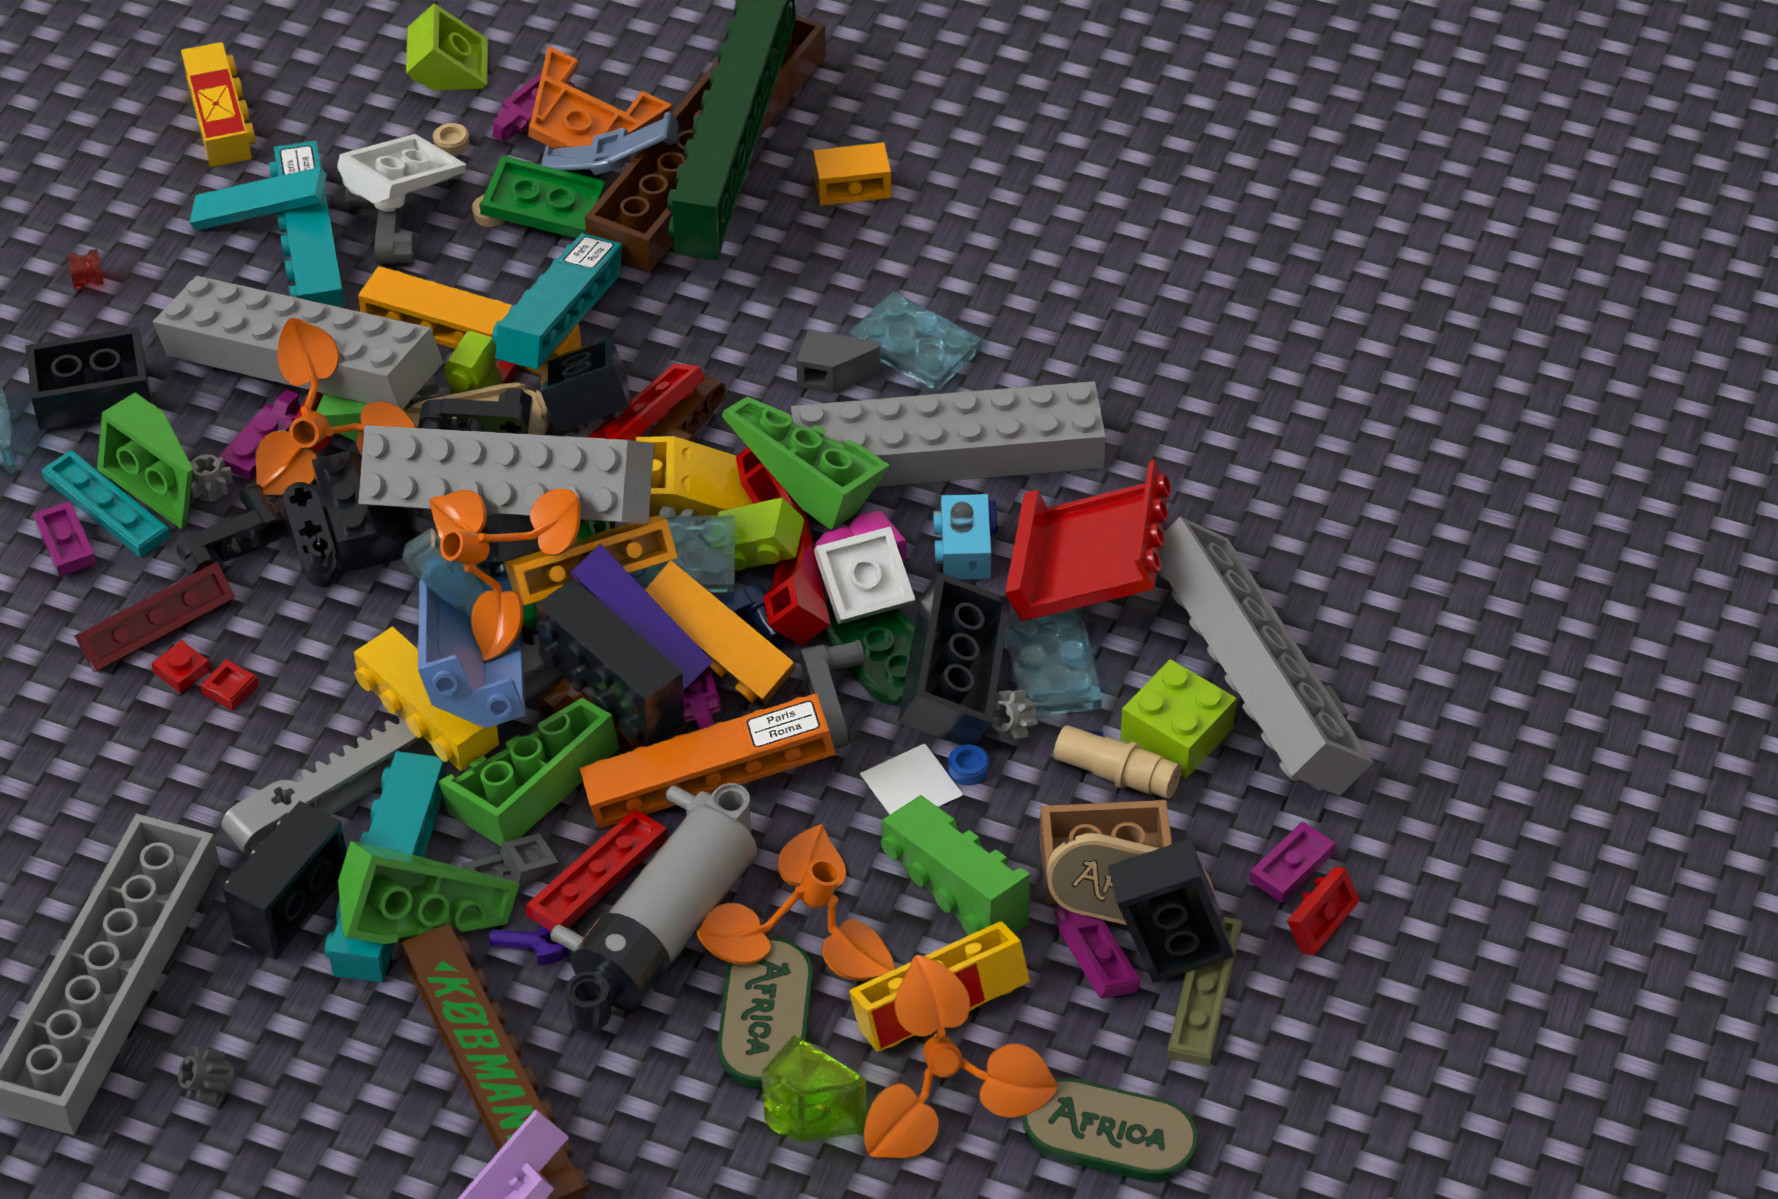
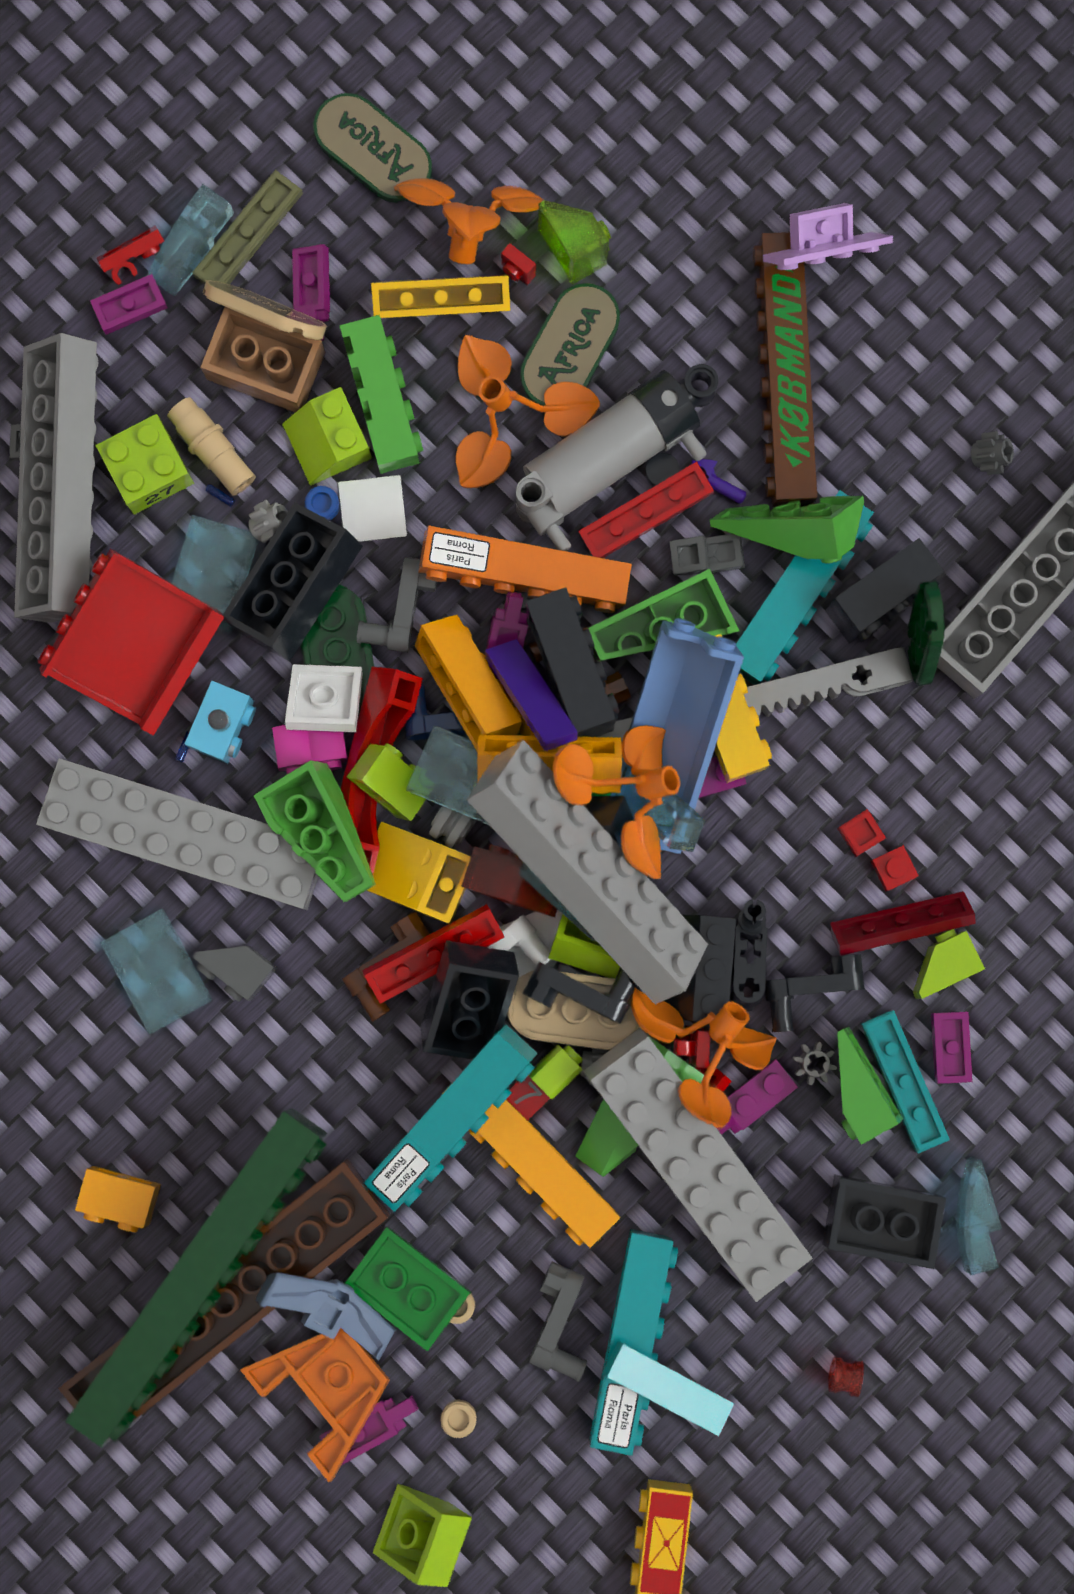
camera: 160 degrees left, 35 degrees up
(90, 594) = (947, 963): none -> lime slope
(220, 817) = (927, 630): none -> dark green tile
(341, 416) = (694, 1047): none -> red plate
(395, 168) = (528, 1363): white slope -> none
(869, 1061) = (517, 265): none -> red plate
(994, 814) = (326, 437): none -> lime slope
(1171, 910) = (251, 255): black brick -> none
(1261, 949) = (190, 239): none -> clear light blue slope

